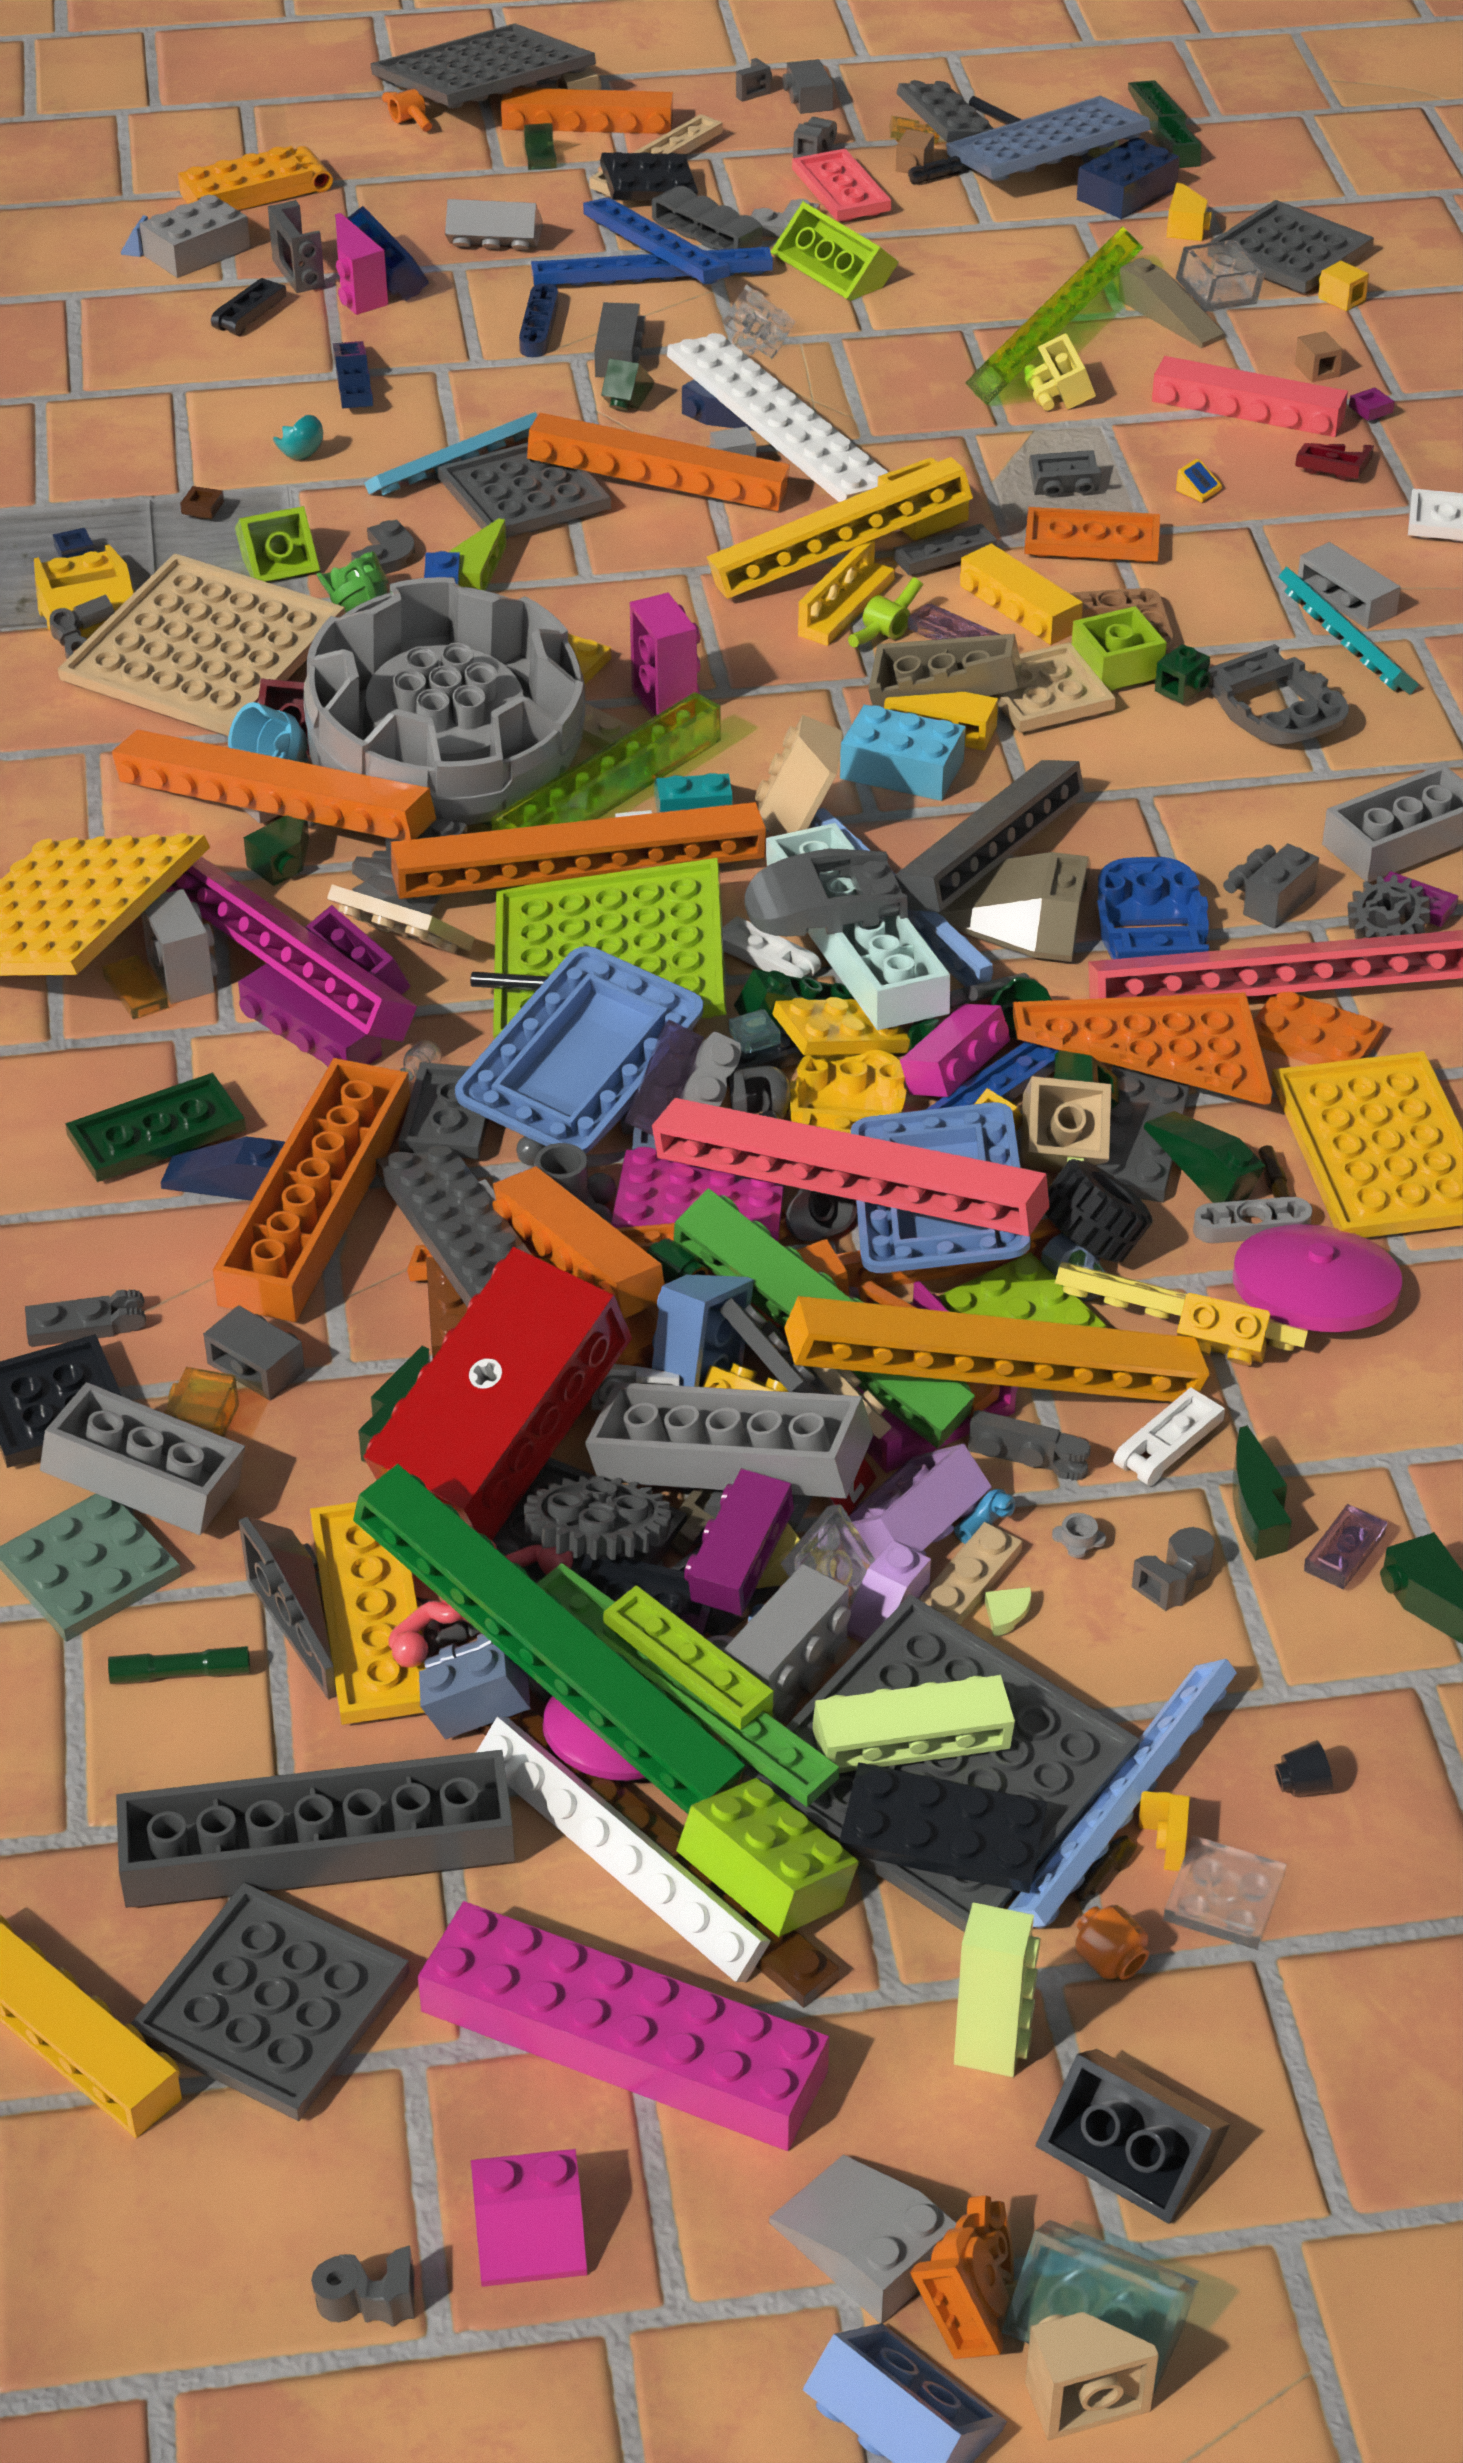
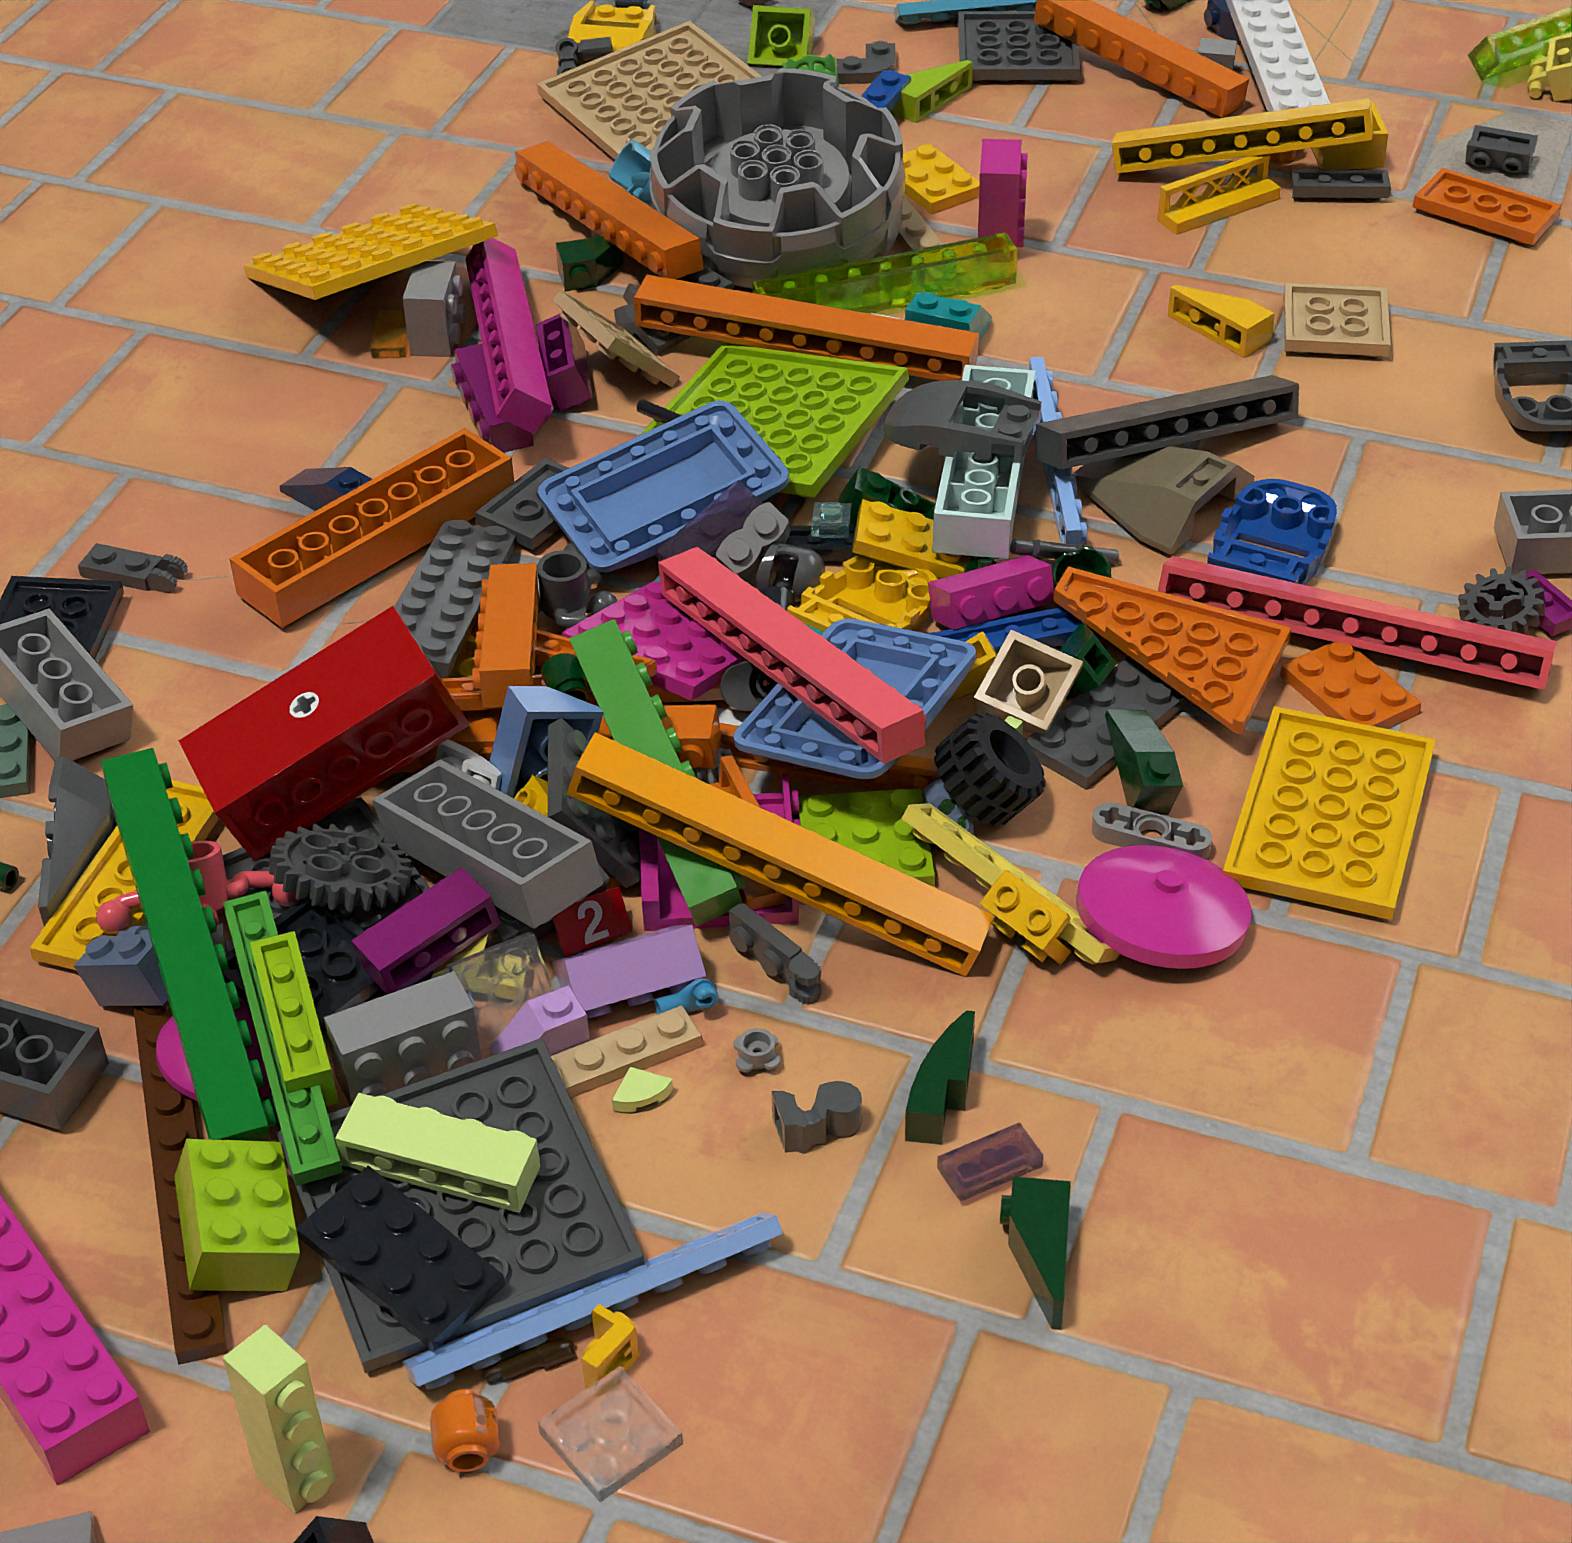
camera: 30 degrees right, 0 degrees up
(155, 1127) = (308, 441): dark green plate -> none
(204, 1399) = (146, 667): clear yellow brick -> none
(254, 1352) = (225, 638): dark grey brick -> none
(422, 1051) = (559, 451): clear cylinder -> none
(627, 1852) = (142, 1162): white plate -> none
(767, 950) = (906, 464): white plate -> none
(799, 776) = (1032, 319): tan slope -> none
(845, 1383) = (633, 855): tan plate -> none
(886, 616) = (1239, 222): lime piece -> none
(902, 752) = (1158, 335): medium azure brick -> none
(942, 624) = (1295, 254): plate -> none
(945, 666) = (1252, 273): dark tan wedge -> none
(1020, 593) = (1376, 237): yellow brick -> none
(1119, 647) = (1425, 304): lime brick -> none
(1145, 599) = (1481, 277): medium nougat beam -> none
(1169, 1436) = (910, 995): white plate -> none
(1182, 673) = (1469, 341): dark green brick -> none
(1273, 1172) = (1206, 799): dark brown piece -> none
(1274, 882) = (1412, 545): dark grey brick -> none
(1304, 1771) = (775, 1353): black hat -> none

